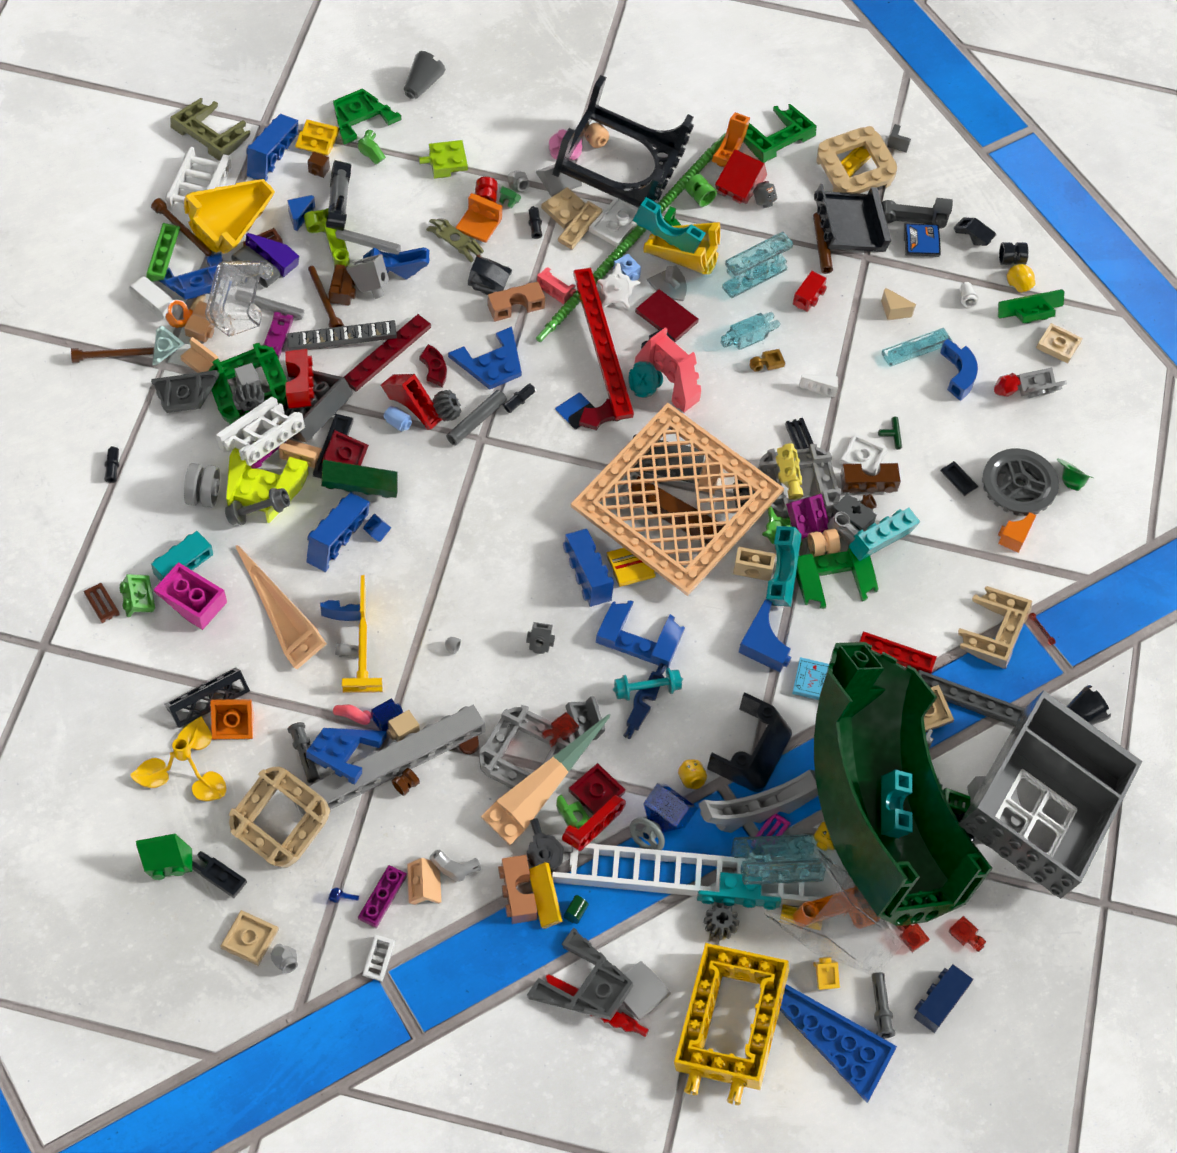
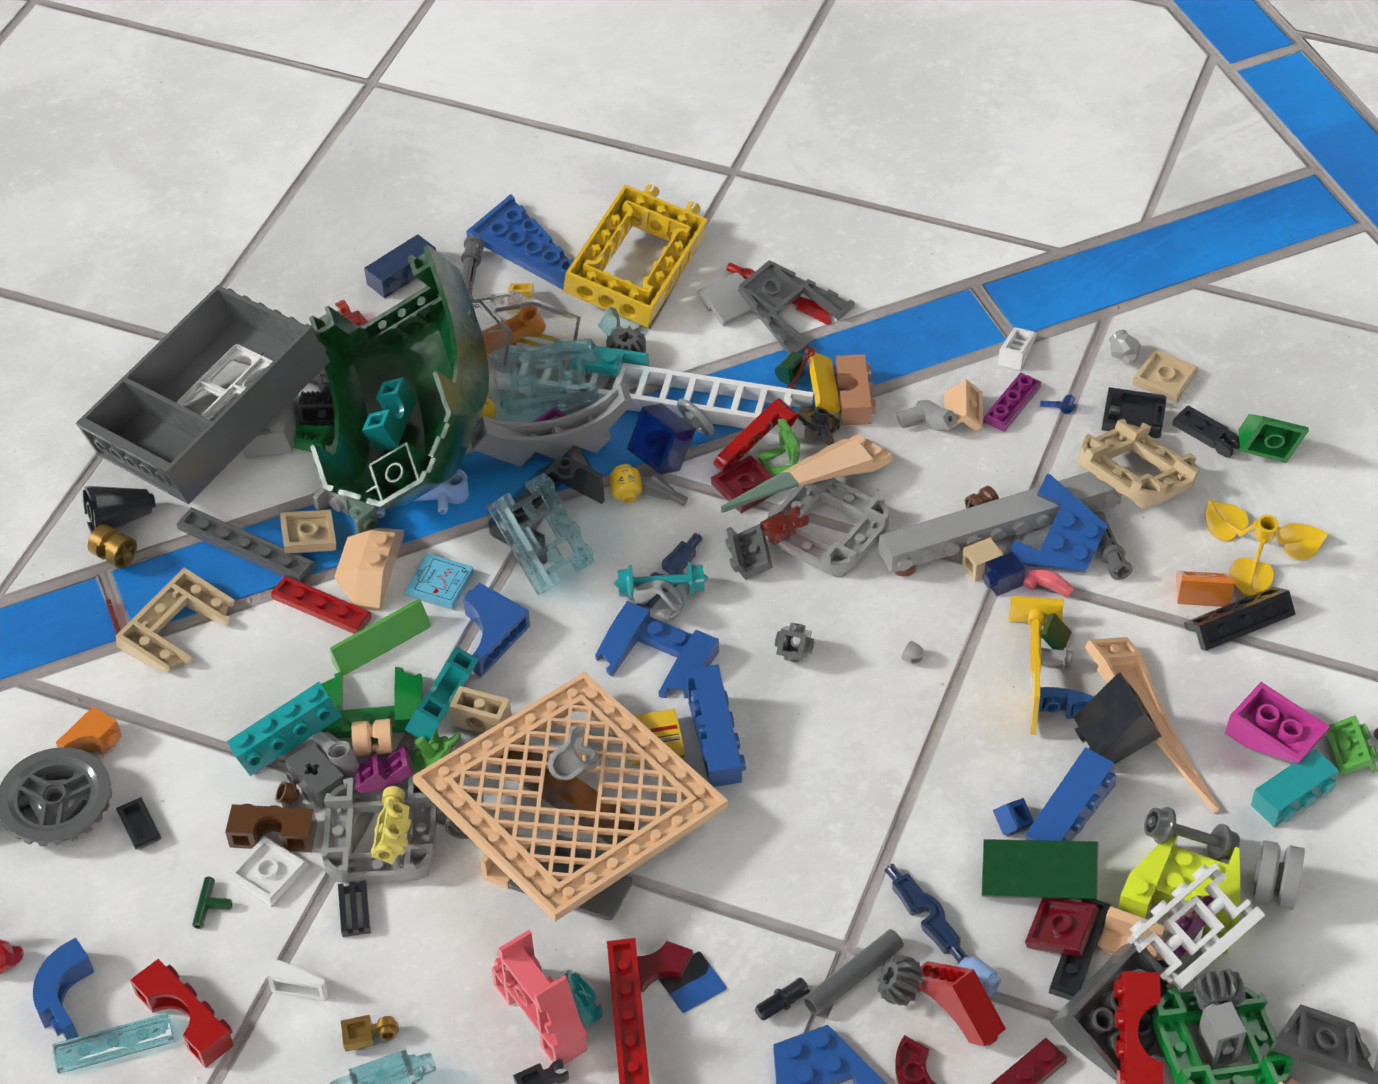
camera: 165 degrees left, 10 degrees down
(274, 891) = (1136, 409): none -> black container
(303, 581) = (1116, 721): none -> black slope
(347, 665) = (1055, 632): none -> dark green piece
(438, 467) = (933, 925): none -> dark blue piece
(560, 913) = (809, 351): none -> clear red hinge
(654, 667) = (647, 591): none -> light grey piece
(664, 774) = (658, 488): none -> dark grey cone
(683, 500) = (564, 761): none -> light grey piece
(739, 944) = (609, 321): none -> clear light blue tile
(761, 691) = (524, 542): none -> clear light blue fence
(843, 626) = (380, 637): none -> bright green slope
(900, 374) = (161, 989): none -> red arch
(1071, 681) = (111, 545): none -> pearl gold wheel

